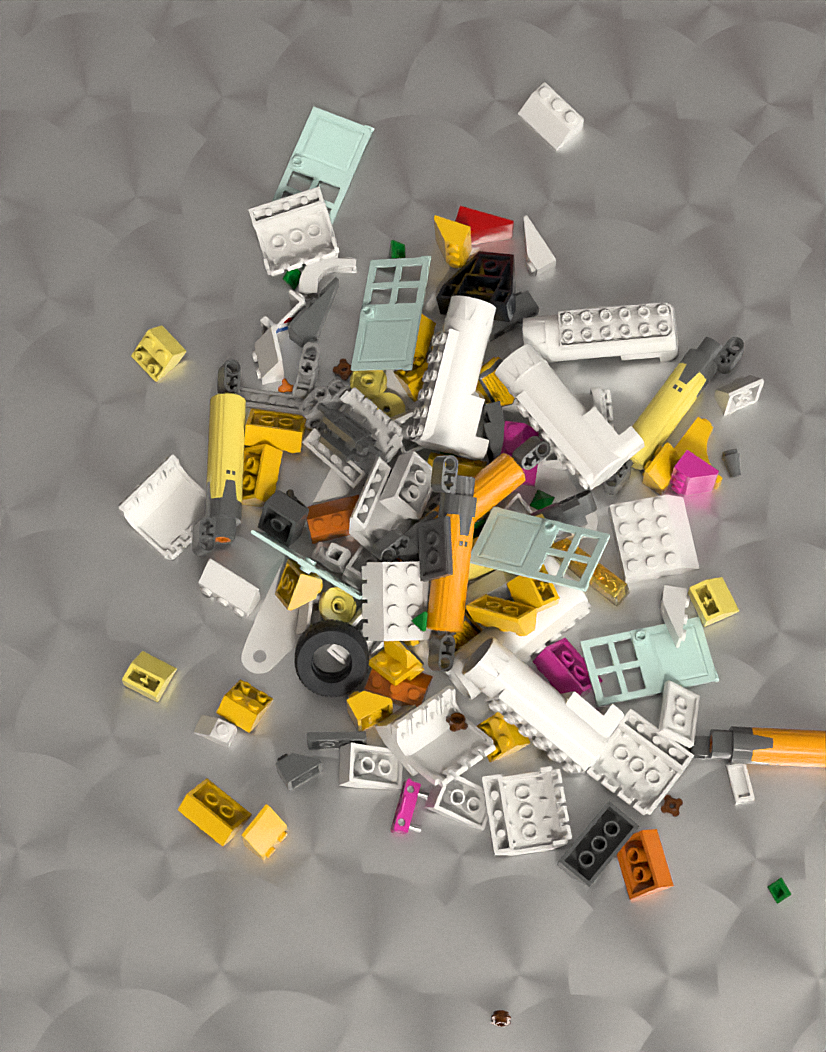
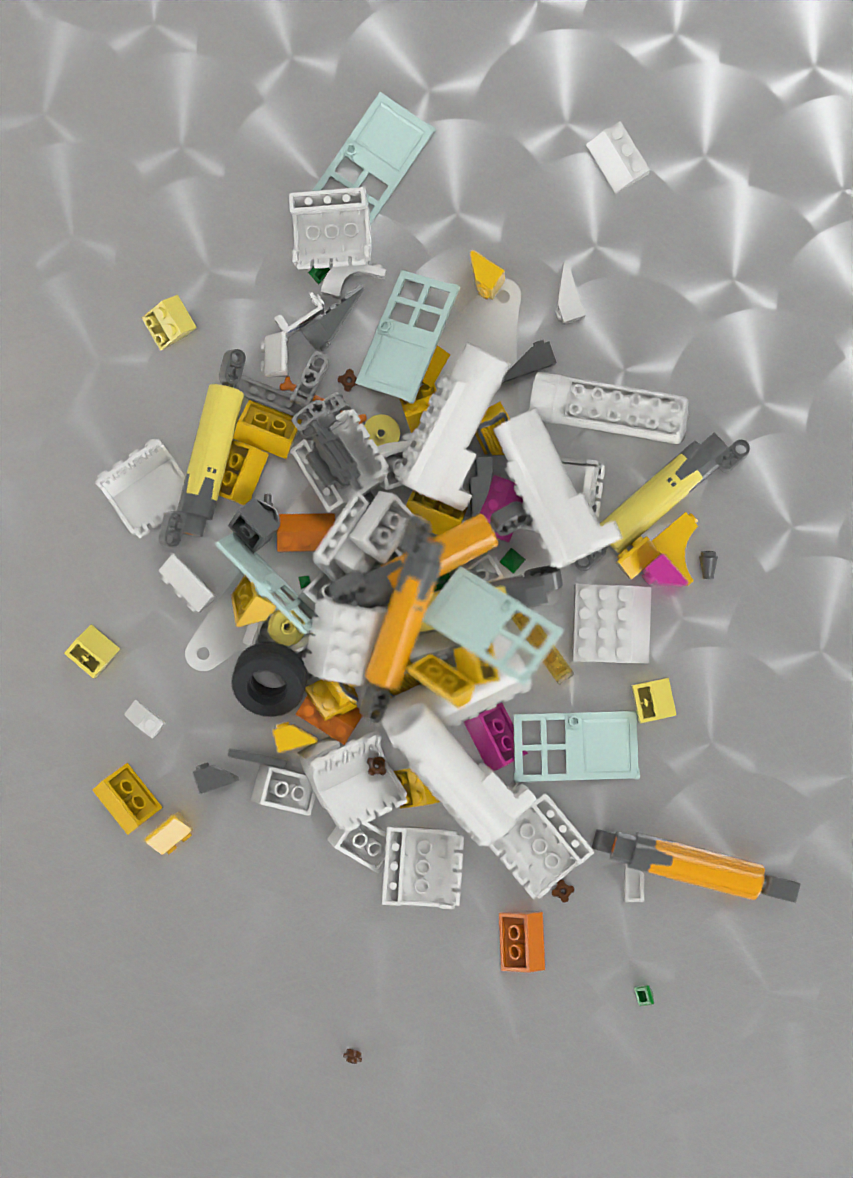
camera: 15 degrees right, 15 degrees up
(244, 705) = (177, 701): yellow slope -> none
(332, 556) = (292, 572): white brick -> none
(377, 379) = (369, 410): light yellow plate -> none
(397, 250) = (430, 267): green slope -> none
(405, 807) = (309, 836): dark pink piece -> none
(421, 621) = (360, 671): green slope -> none
(435, 548) = (389, 606): dark grey tile -> none
(485, 226) = (518, 263): red slope -> none
(486, 278) = (508, 321): black wedge -> none
(598, 844) = (482, 915): dark grey slope -> none
(673, 611) = (611, 701): white slope -> none
(679, 714) = (591, 807): white tile -> none
(739, 393) = (731, 495): white slope -> none

